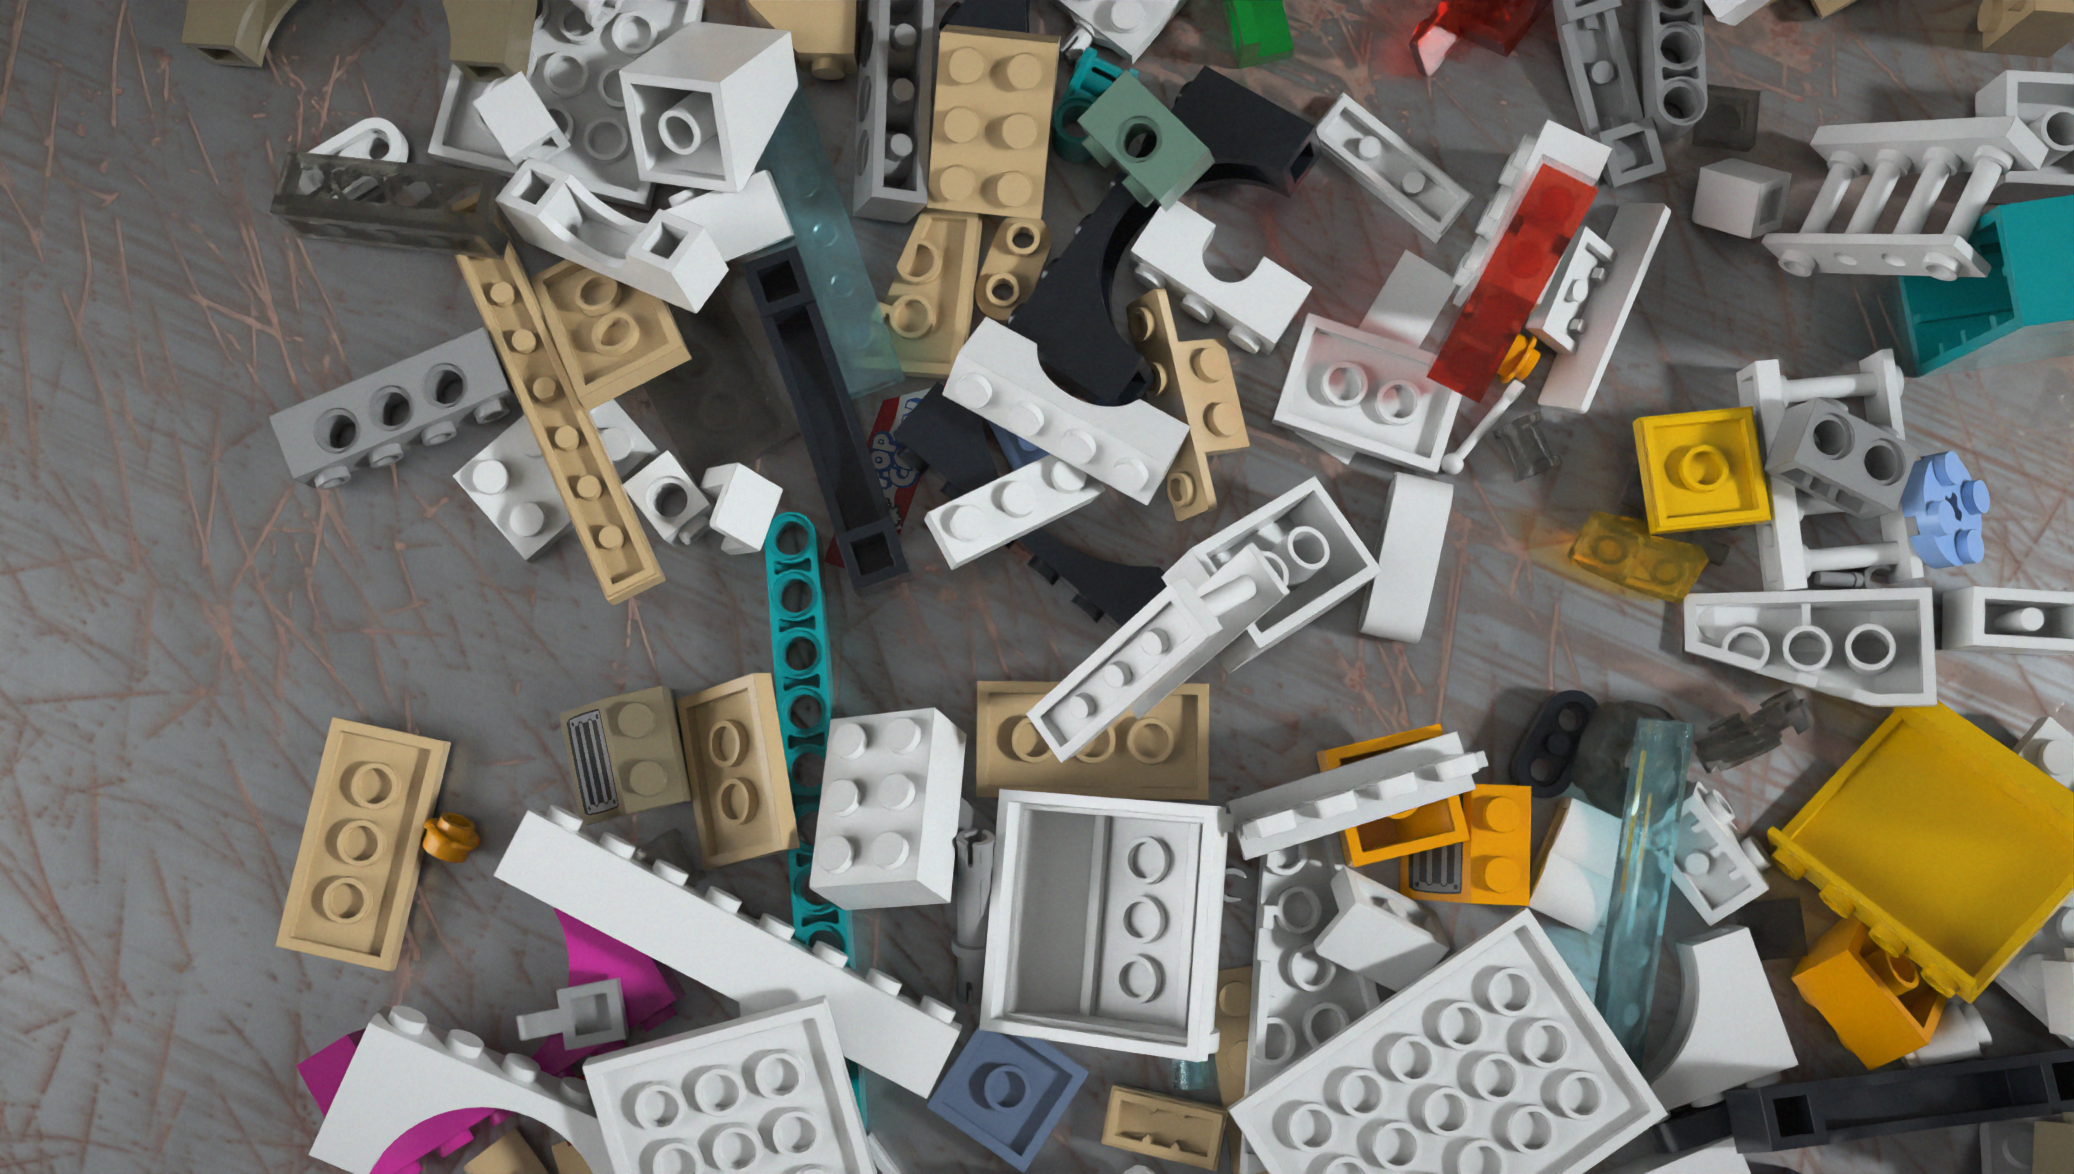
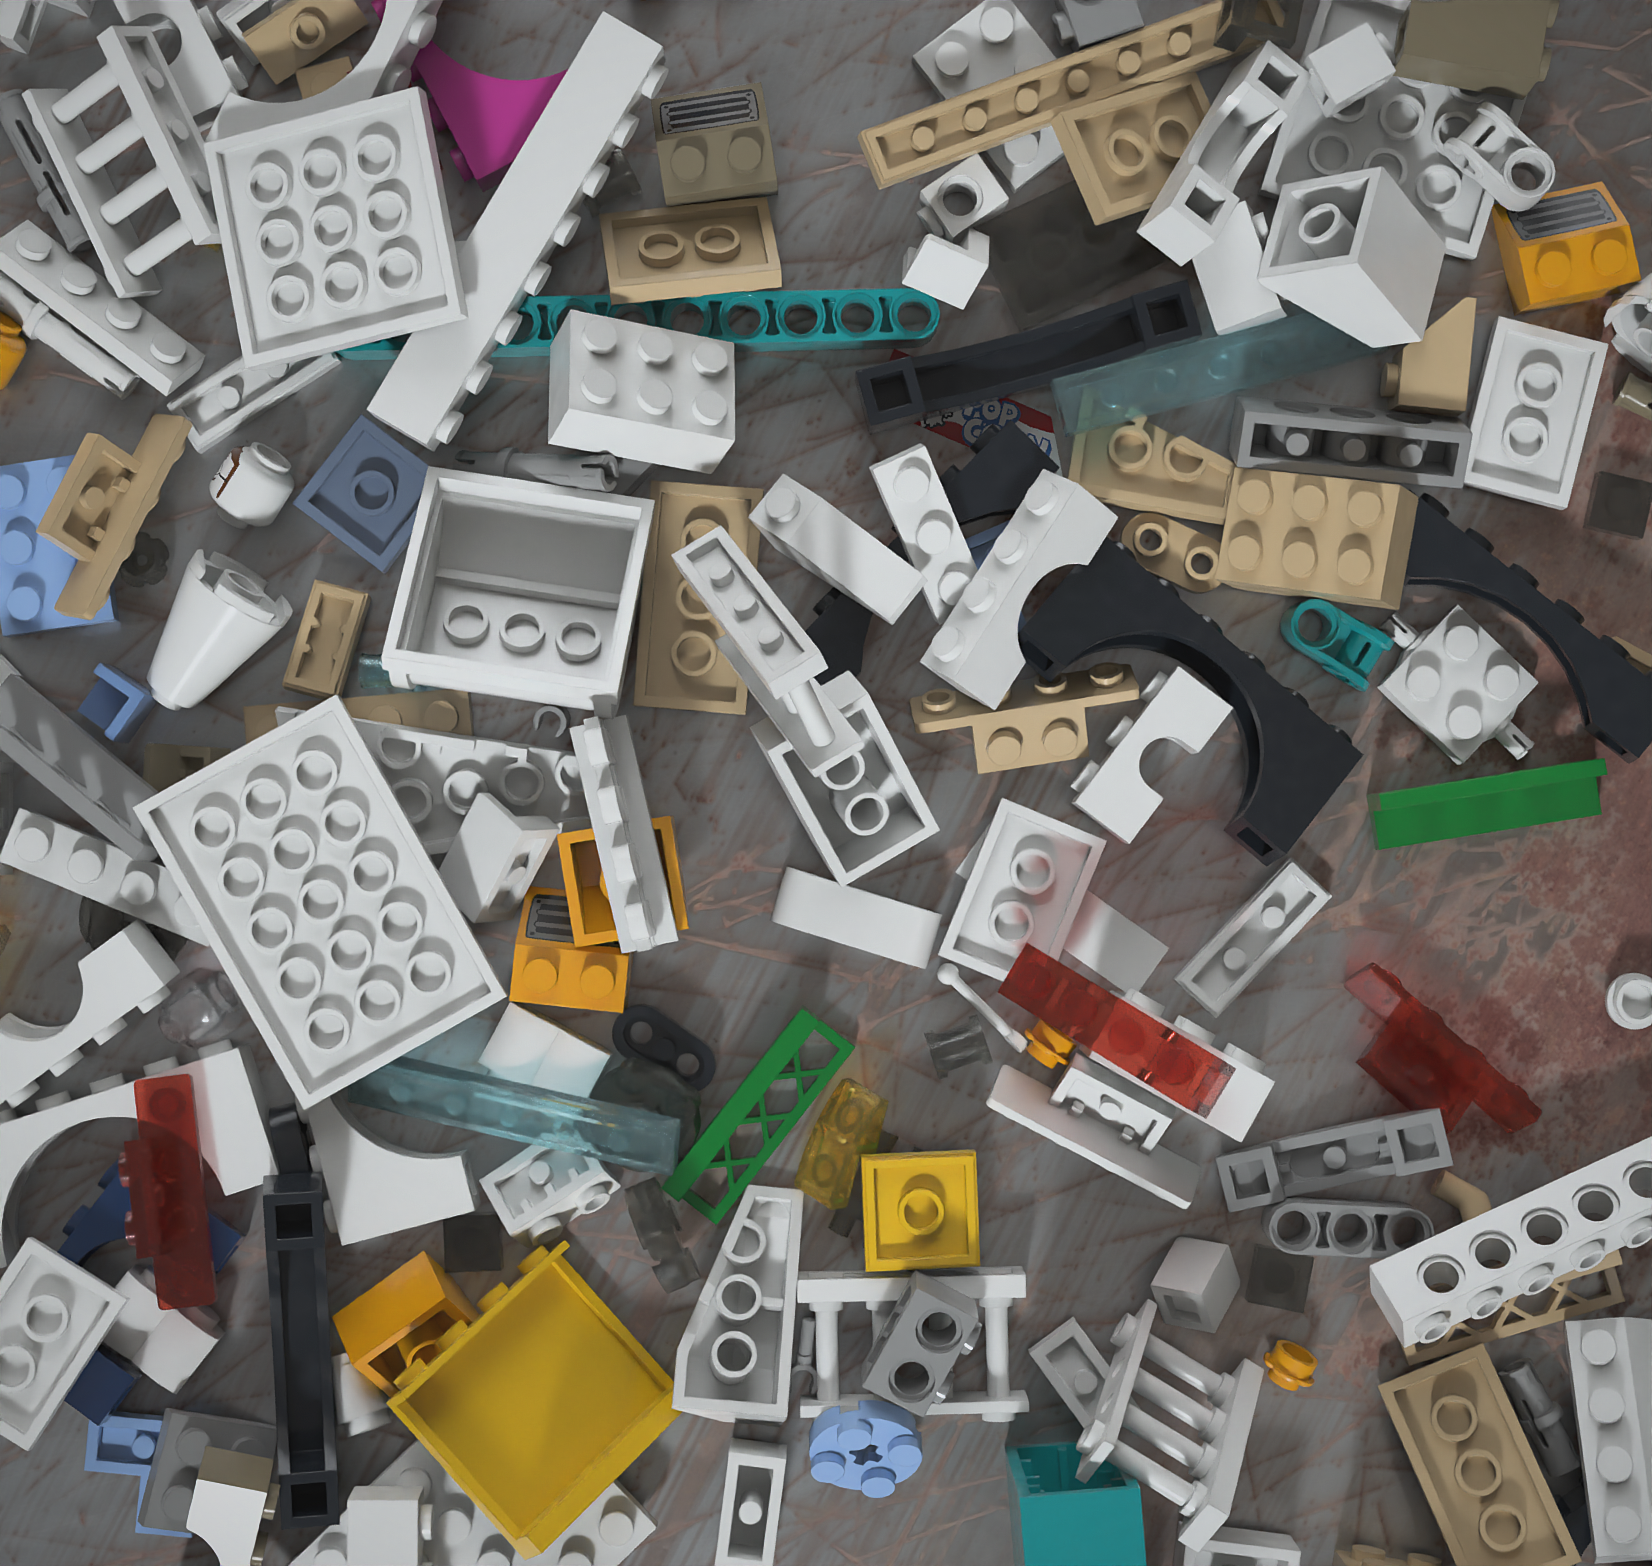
camera: 90 degrees right, 5 degrees up
(585, 1015) = (467, 93): light grey plate -> none
(1037, 598) = (836, 549): none -> white slope
(1132, 110) = (1267, 715): sand green brick -> none
(1605, 656) = (741, 1103): none -> green fence
(1810, 101) = (1290, 1365): none -> light orange plate
(1842, 308) = (1073, 1368): none -> white plate

